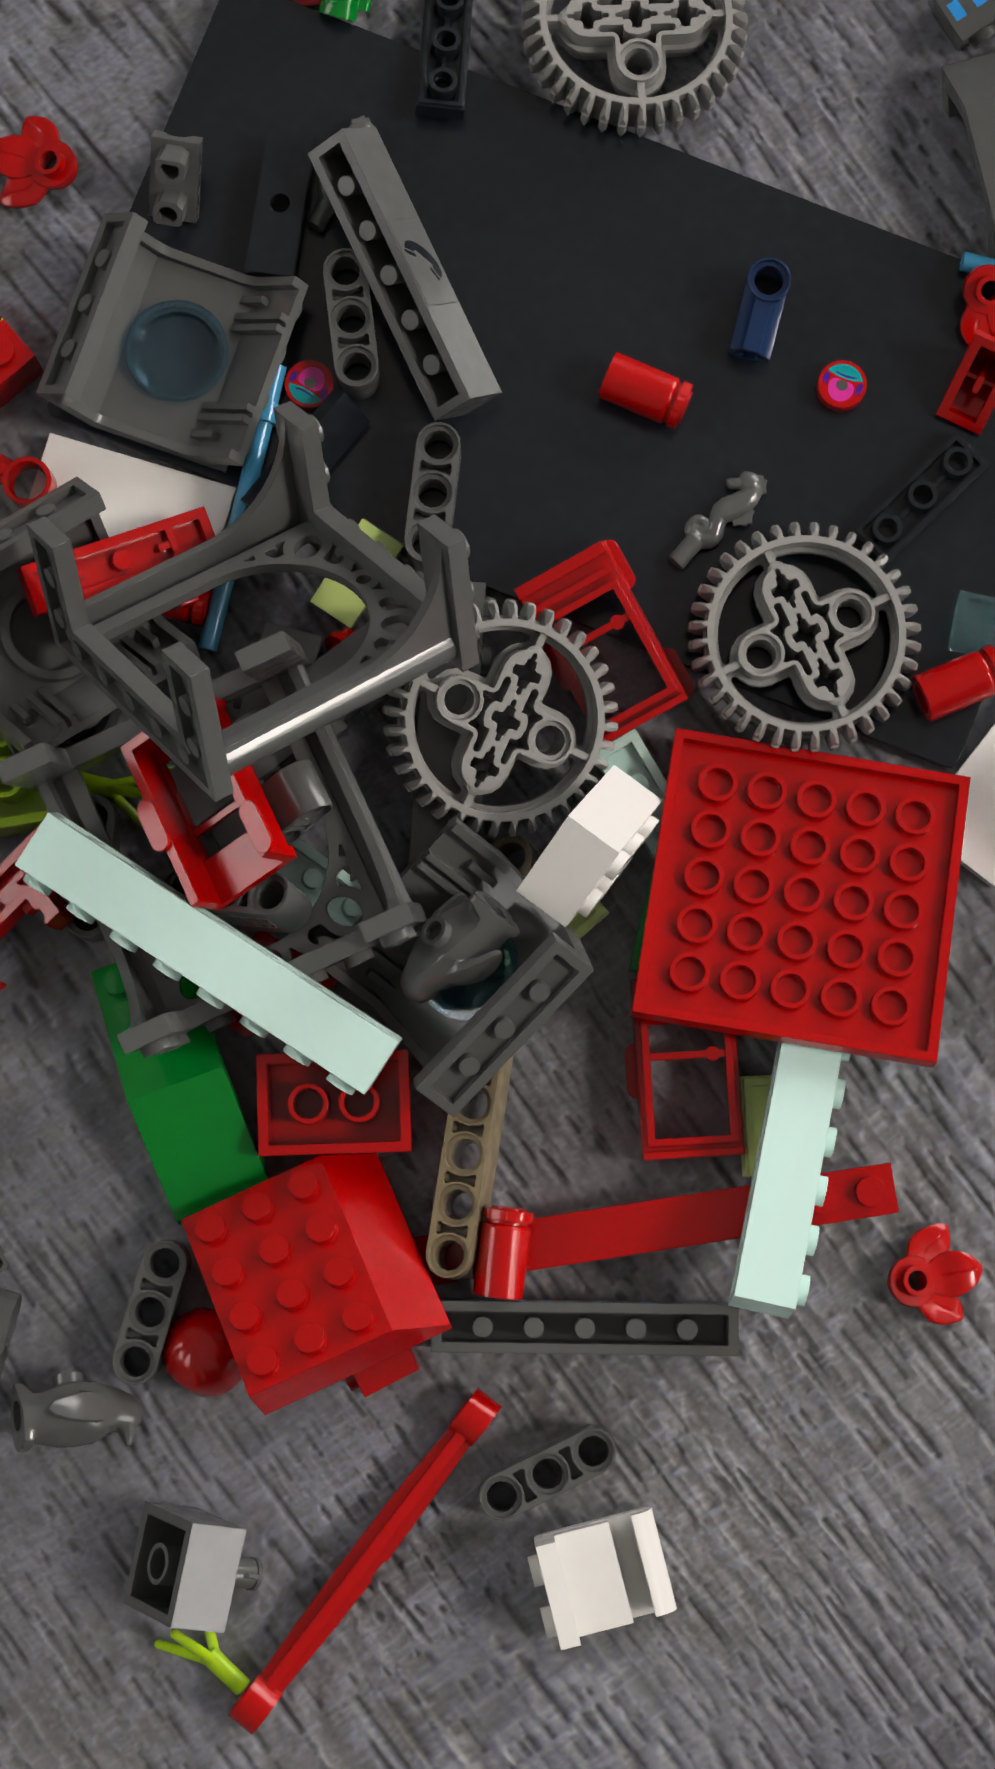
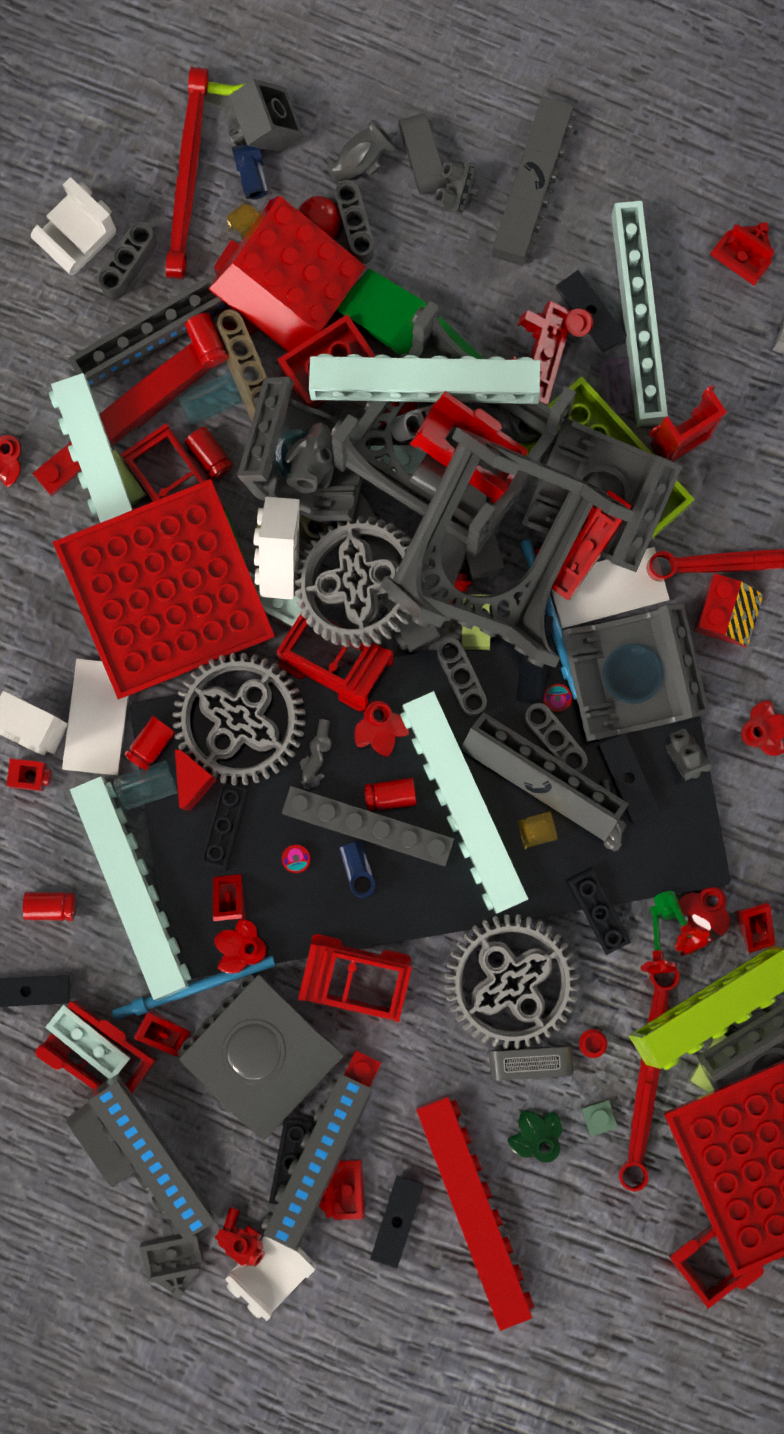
camera: 155 degrees right, 0 degrees up
(263, 1500) = (249, 164): none -> dark blue piece
(323, 1415) = (242, 219): none -> clear yellow window
(460, 209) = (537, 830): none -> clear yellow window
(544, 314) = (464, 802): none -> light aqua brick
(551, 1172) = (208, 398): none -> clear light blue slope
(600, 493) = (379, 732): none -> red plate
(604, 1078) = (209, 453): none -> red piece
(709, 360) = (367, 826): none -> dark grey brick
(873, 221) = (320, 969): none -> red piece
(923, 41) = (362, 1068): none -> red plate
(929, 579) = (191, 780): none -> red slope

